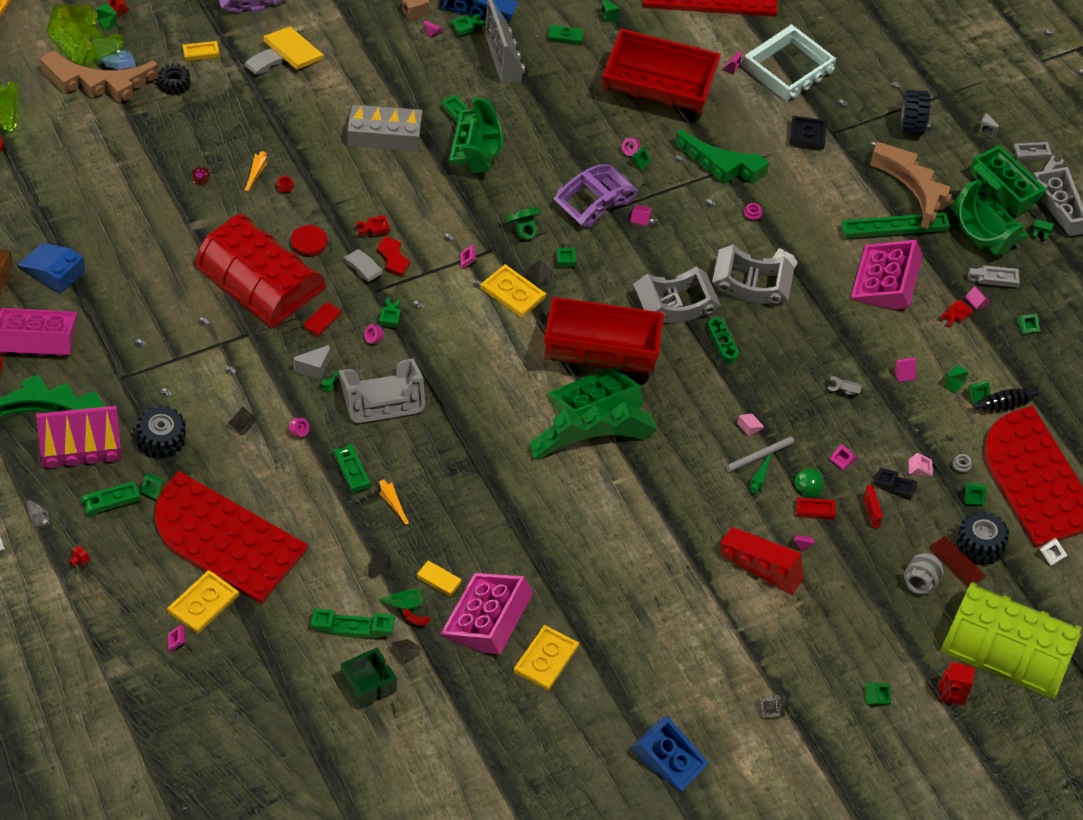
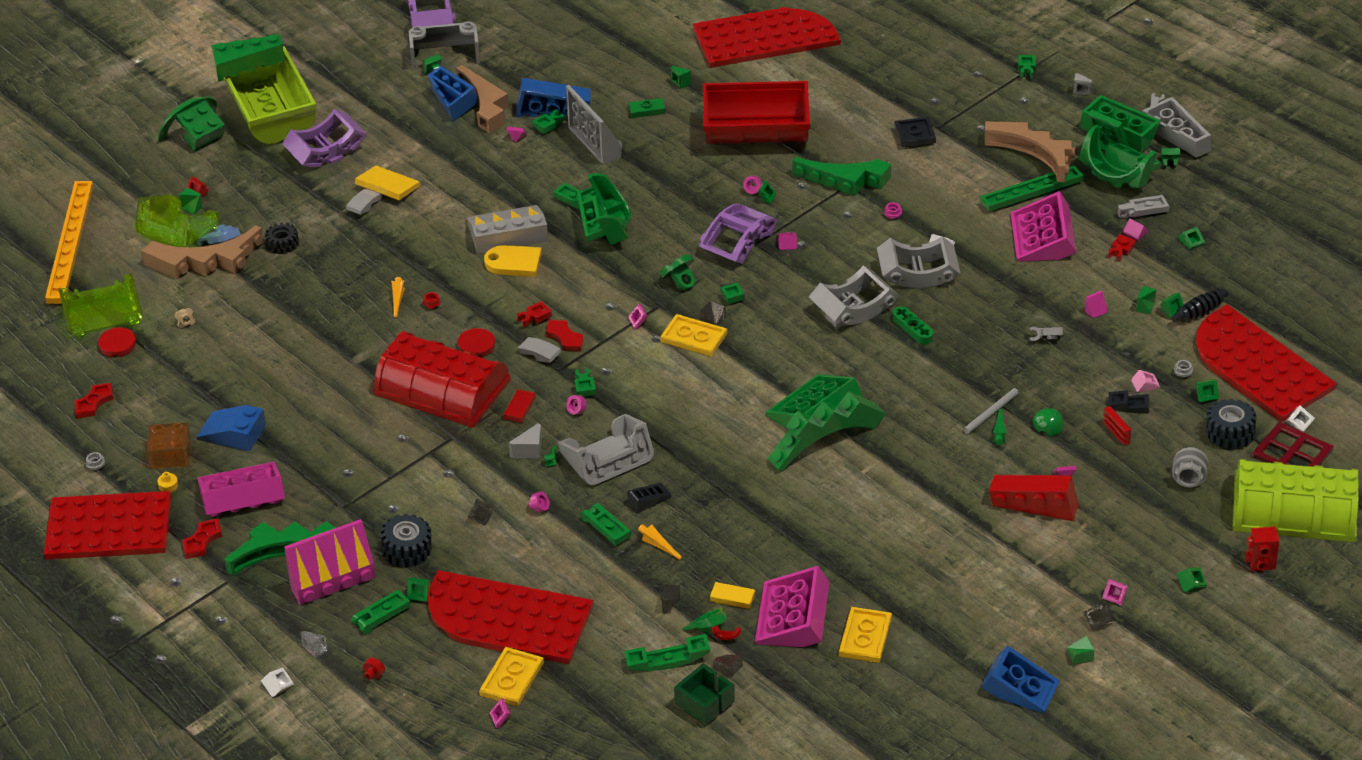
camera: 10 degrees left, 10 degrees down
(53, 134) = (184, 313): none -> tan plate
(200, 175) = (344, 314): clear red tile -> none
(201, 51) = (296, 208): yellow tile -> none
(377, 163) = (513, 260): none -> yellow tile
(393, 457) = (640, 502): none -> black slope
(603, 335) = (802, 346): red container -> none
(733, 63) = (817, 92): dark pink slope -> none
(741, 738) = (1081, 651): none -> green slope
(749, 424) = (969, 388): bright pink slope -> none
(777, 42) = (889, 62): light aqua window -> none
(799, 685) = (1115, 592): none -> dark pink slope
(815, 508) = (1063, 442): red tile -> none
(843, 457) = (1070, 393): dark pink slope -> none
(915, 112) = (1009, 87): black wheel -> none
(944, 89) = (1026, 65): none -> green plate
(957, 561) = (1215, 451): clear red tile -> none
(1028, 151) = (1131, 95): light grey tile -> none
(1033, 582) = (1293, 450): none -> dark red window

